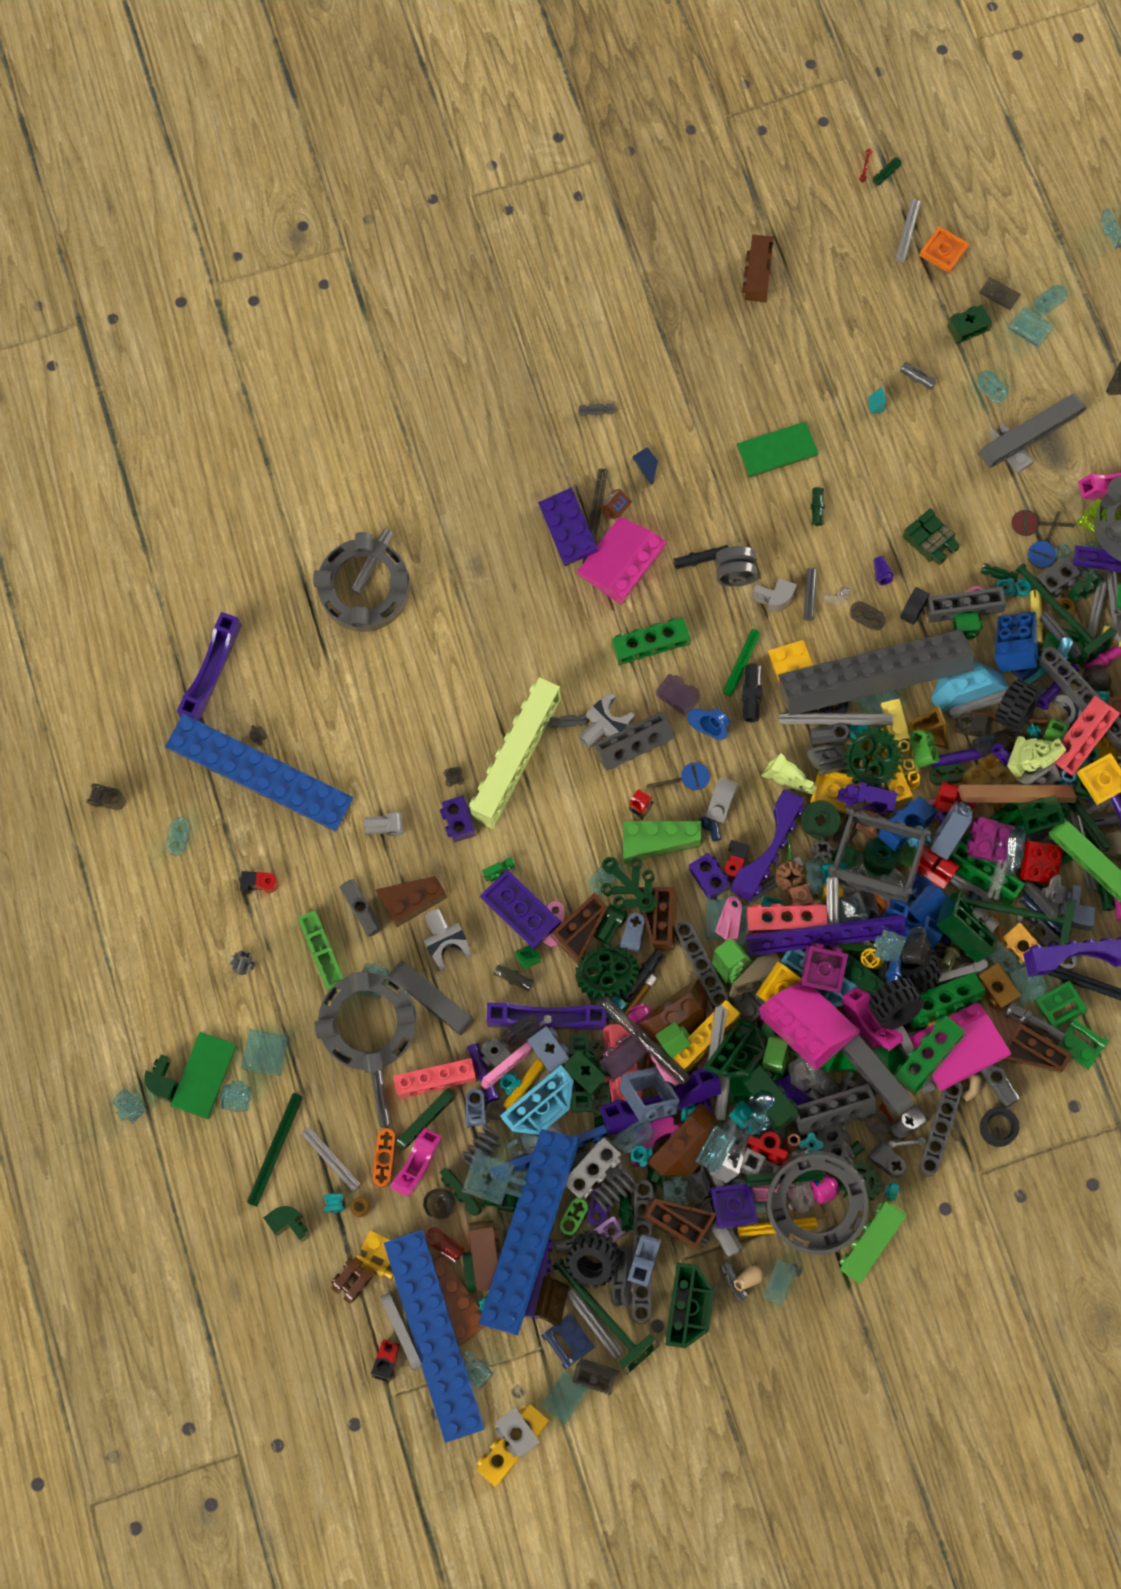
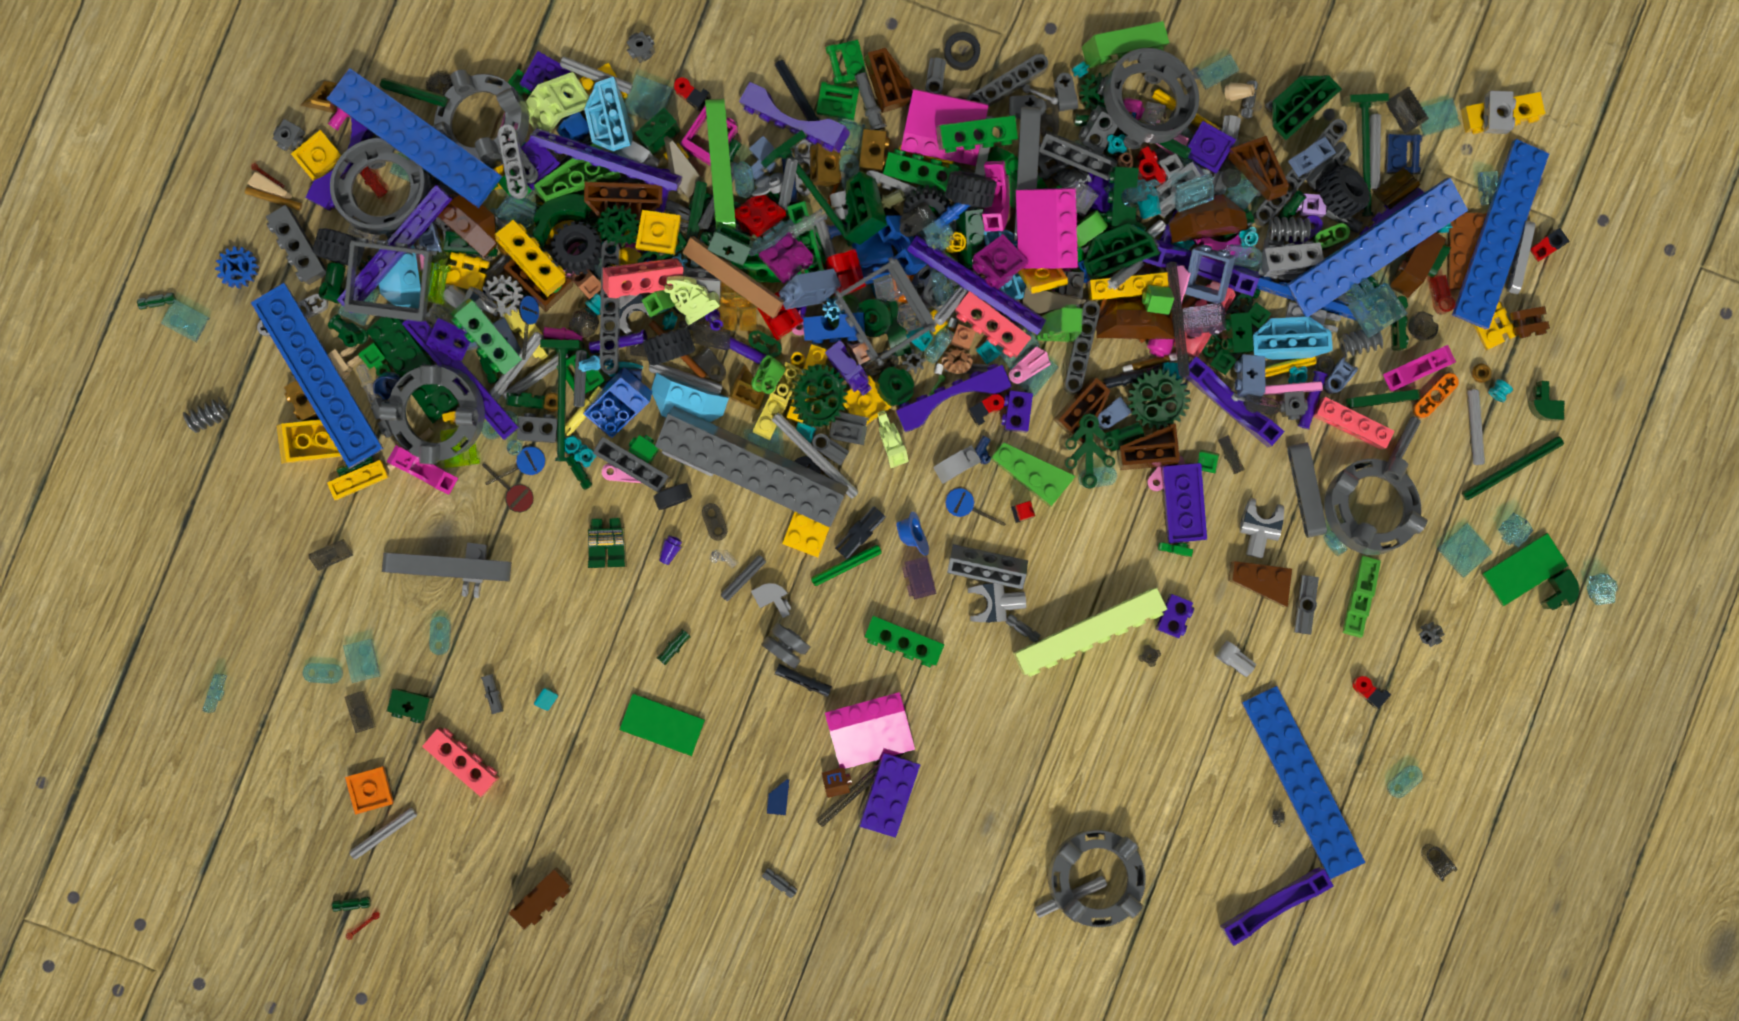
camera: 150 degrees left, 15 degrees up
(905, 309) = (434, 746): none -> coral brick
(1077, 880) = (743, 179): none -> clear light blue plate

